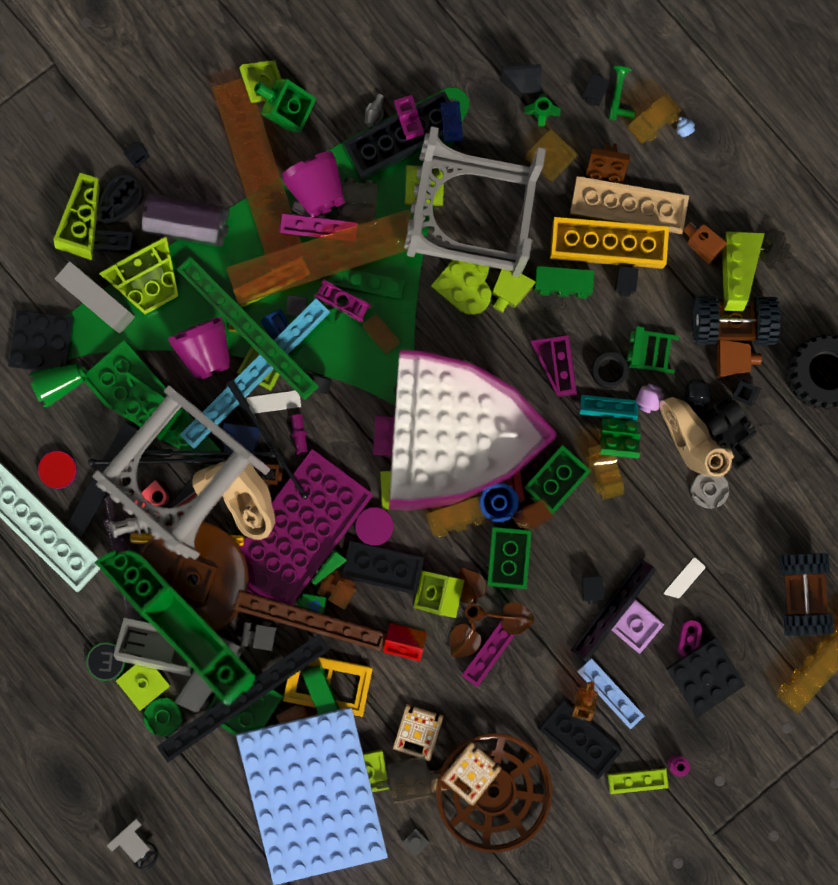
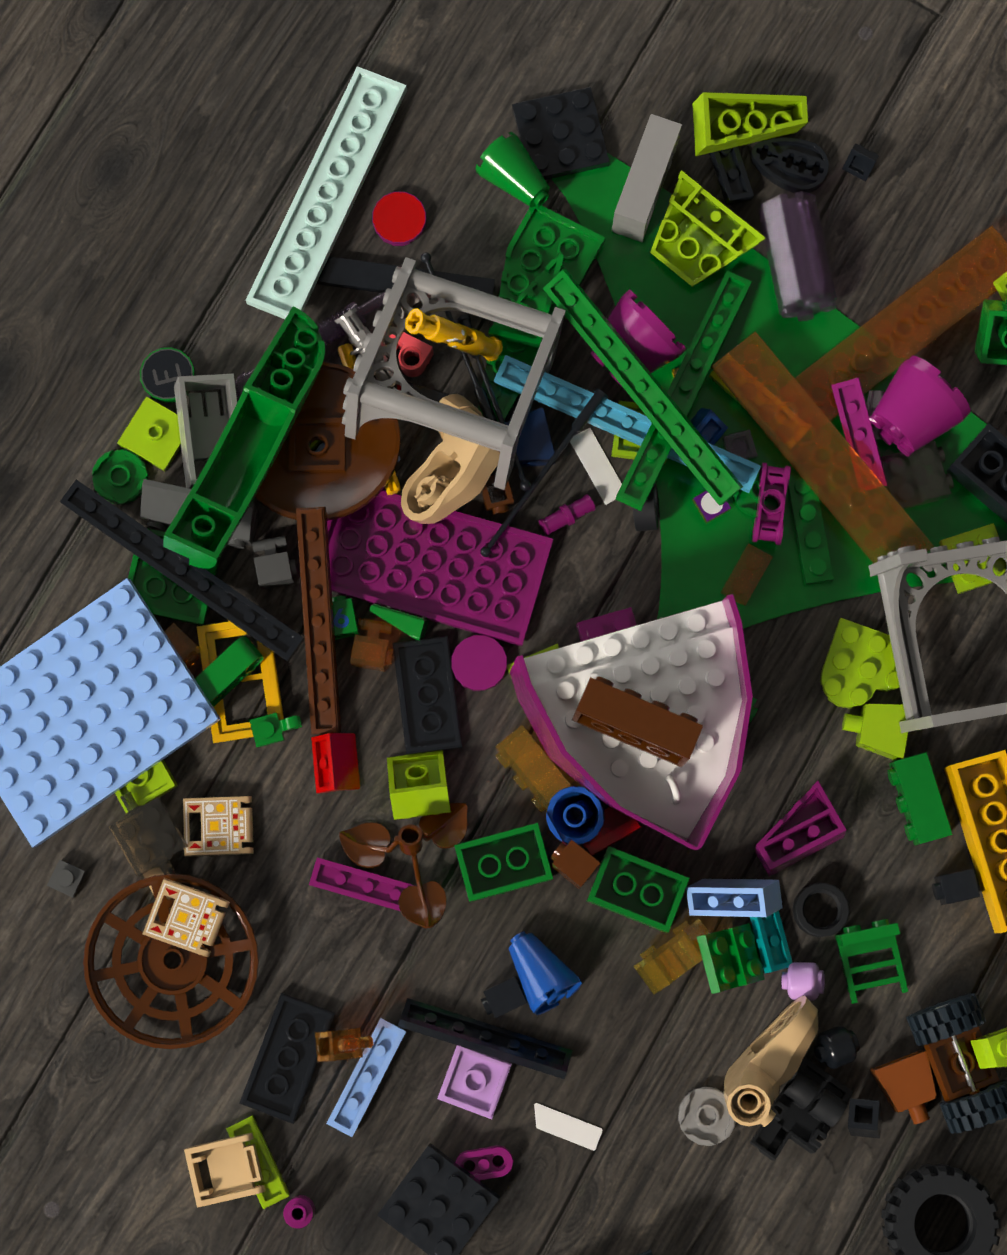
camera: 70 degrees right, 5 degrees down
(156, 463) = (453, 334): none -> yellow piece
(237, 355) = (643, 387): none -> green plate
(326, 338) = (708, 506): none -> tile
(368, 676) = (270, 728): none -> green plate
(461, 442) = (637, 722): none -> reddish brown brick
(584, 421) = (734, 897): none -> light blue brick
(586, 559) = (541, 973): none -> blue cone
(636, 798) = (231, 1169): none -> tan container

